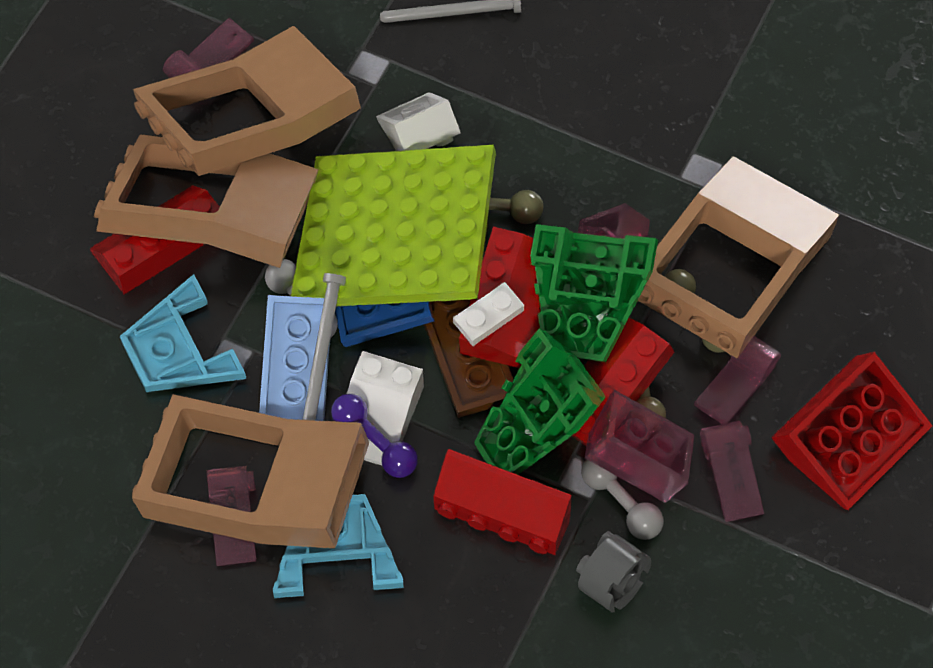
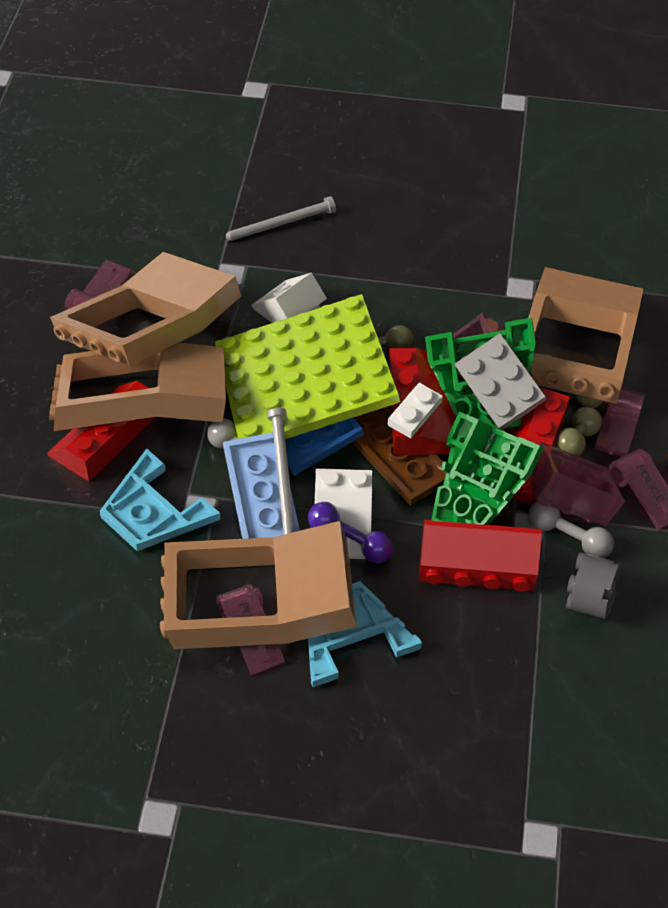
camera: 20 degrees left, 10 degrees down
(596, 305) = (500, 382): none -> light grey plate
(695, 370) = (585, 423): none -> olive piece

